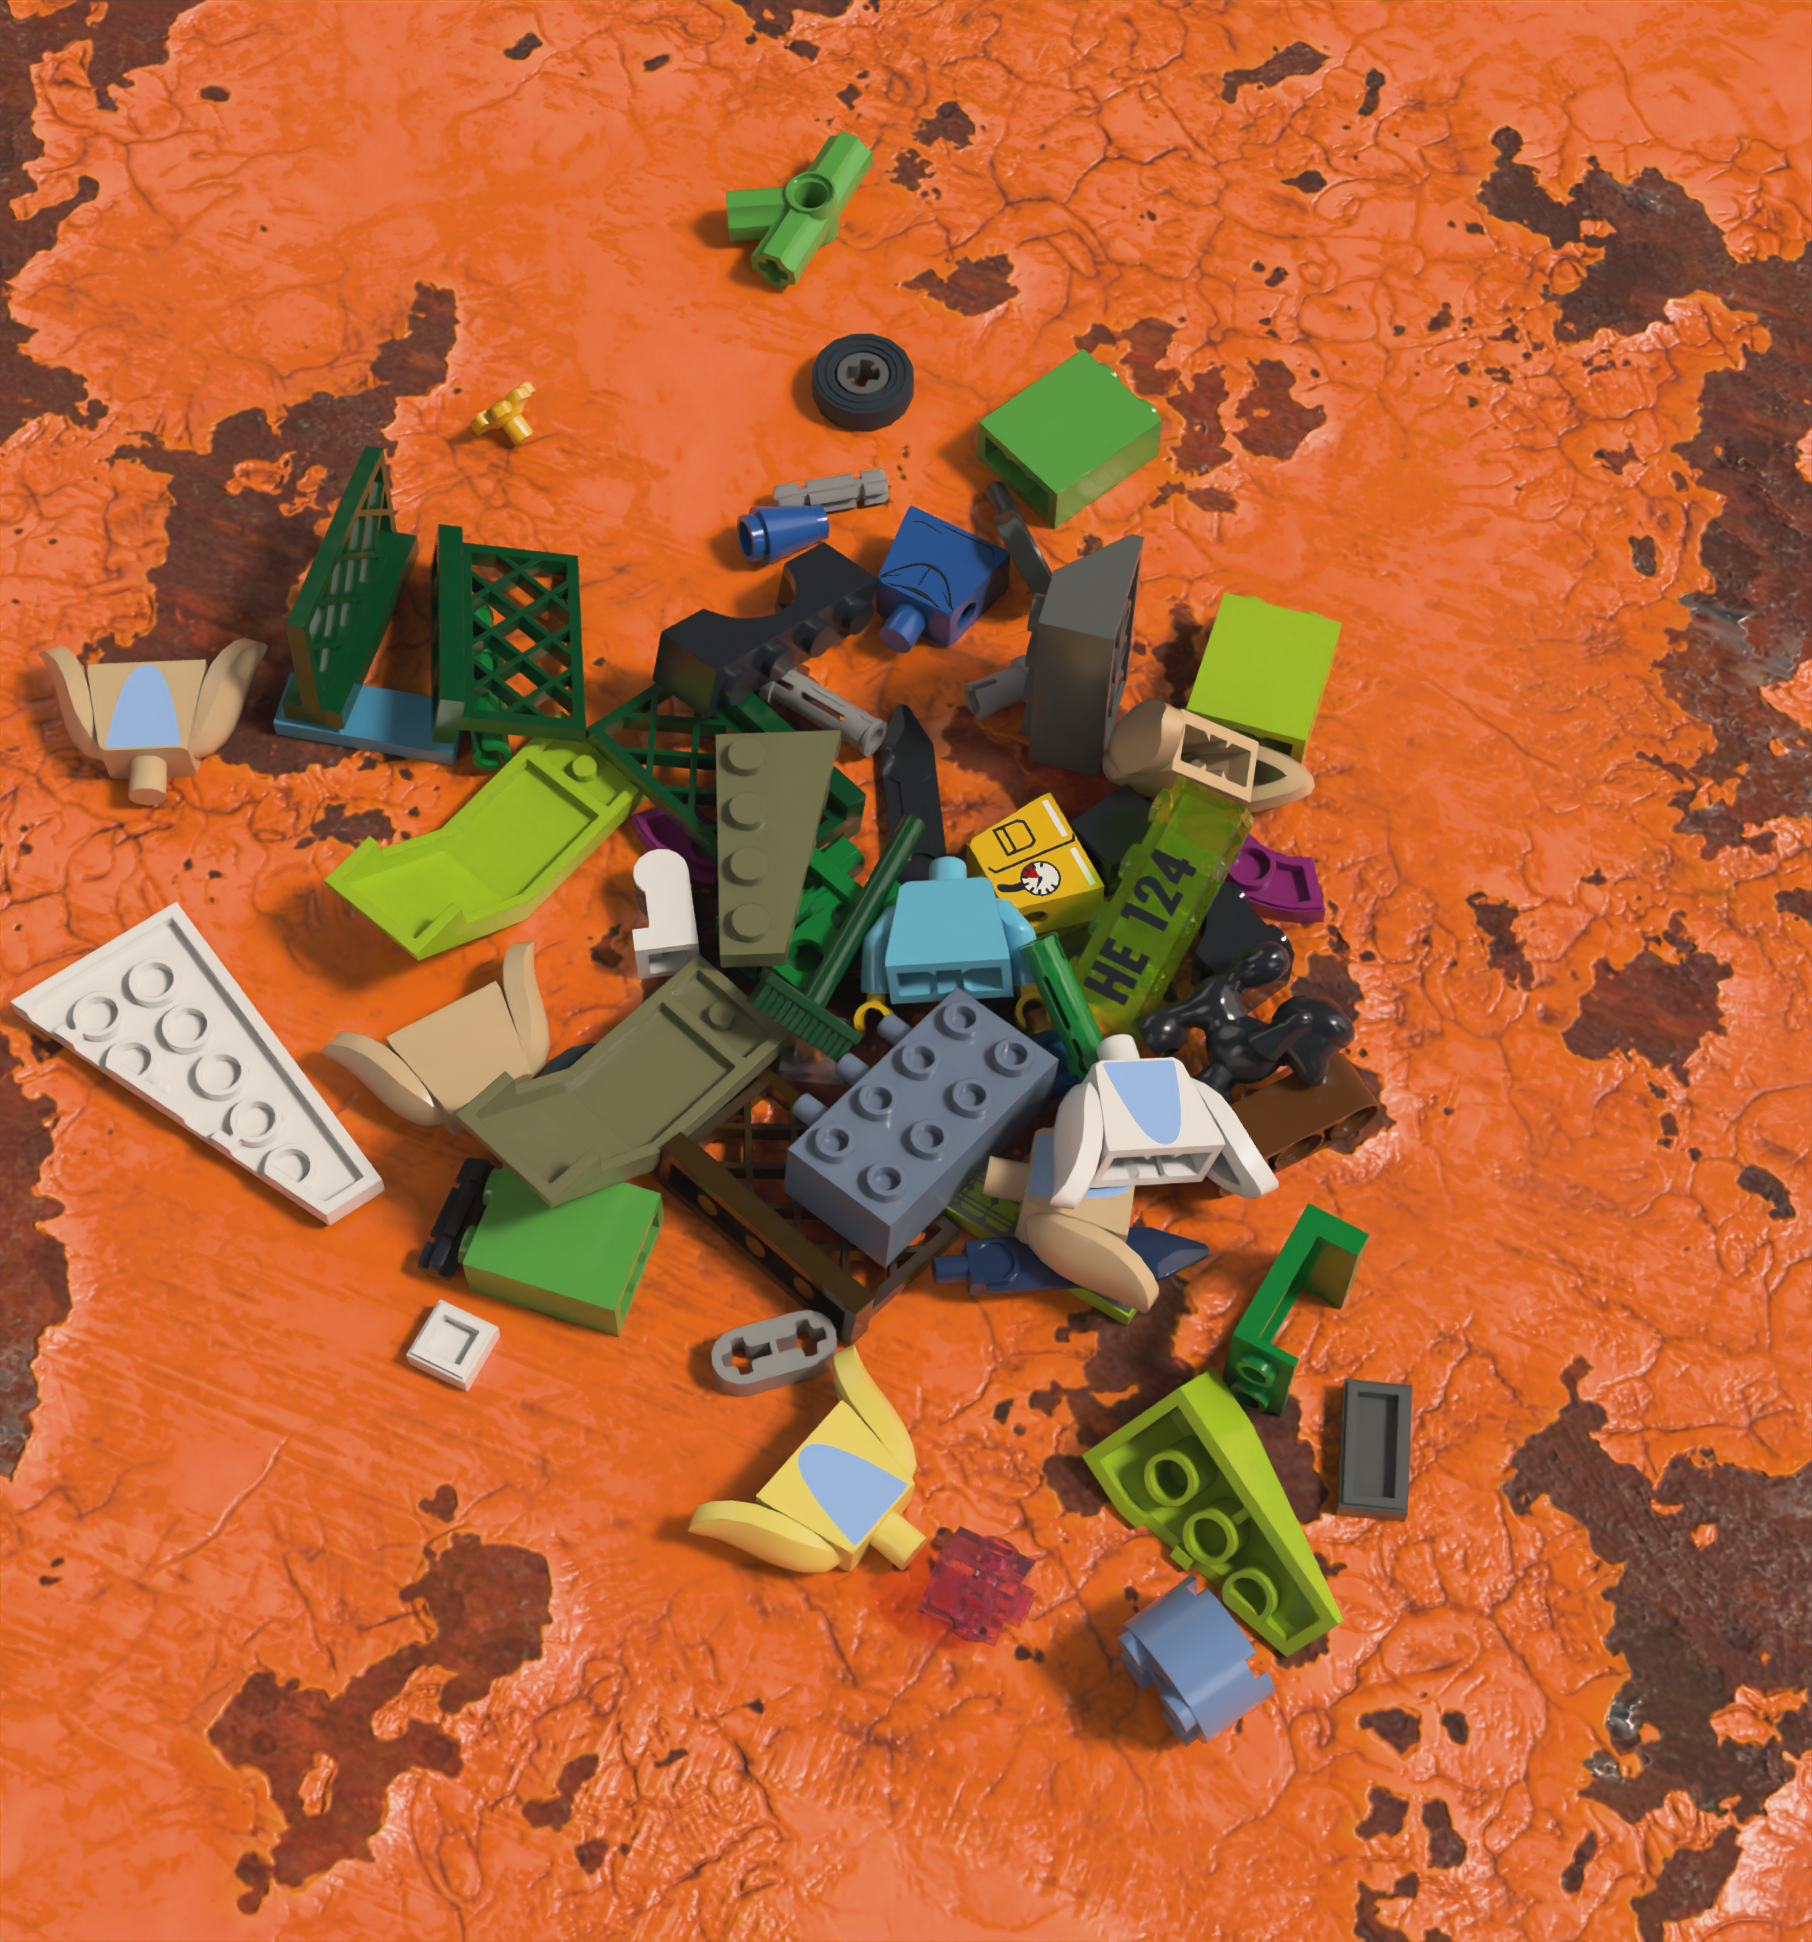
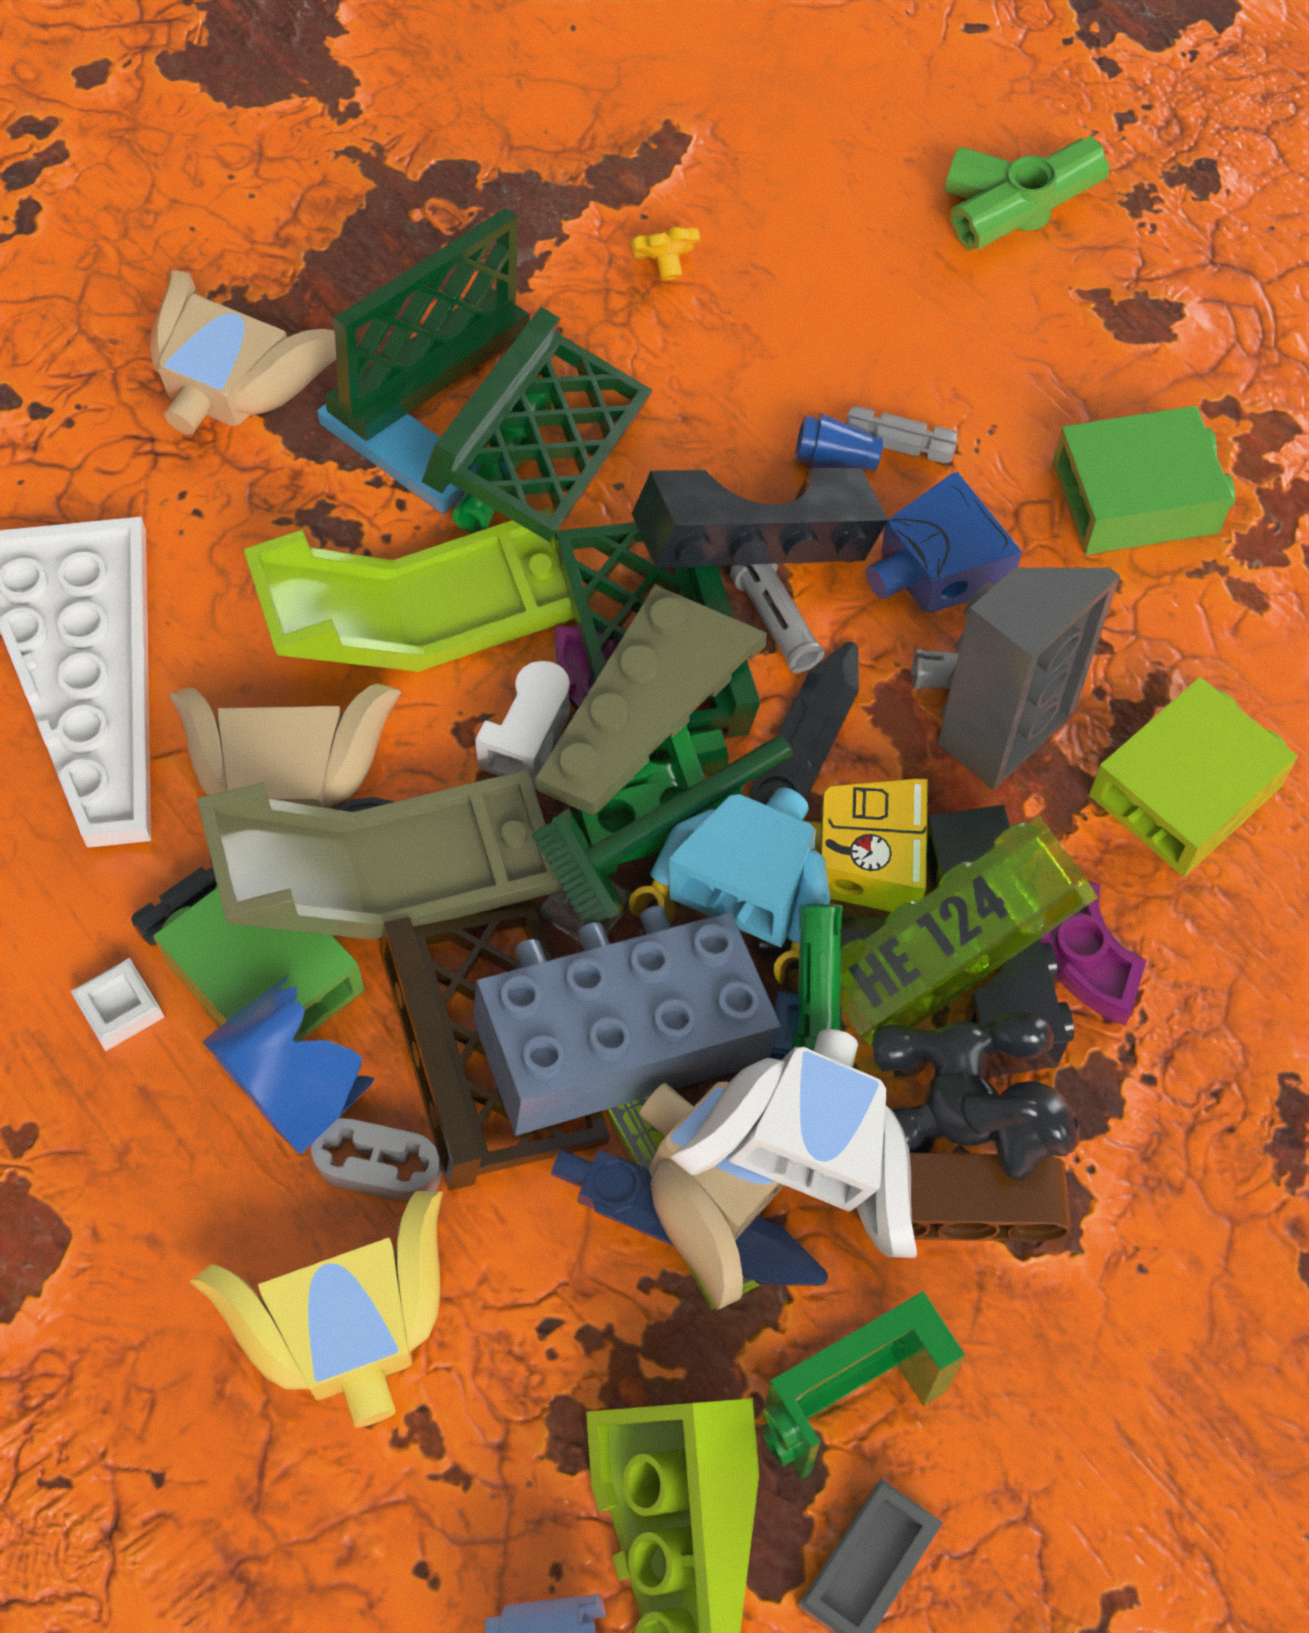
camera: 30 degrees right, 0 degrees up
(659, 1321) = (292, 1082): none -> blue piece
(840, 370) = (991, 376): black bush -> none
(979, 1587) = (407, 1486): clear pink brick -> none
(1018, 539) = (1035, 533): pearl dark grey piece -> none
(1161, 741) = (1087, 819): tan torso -> none

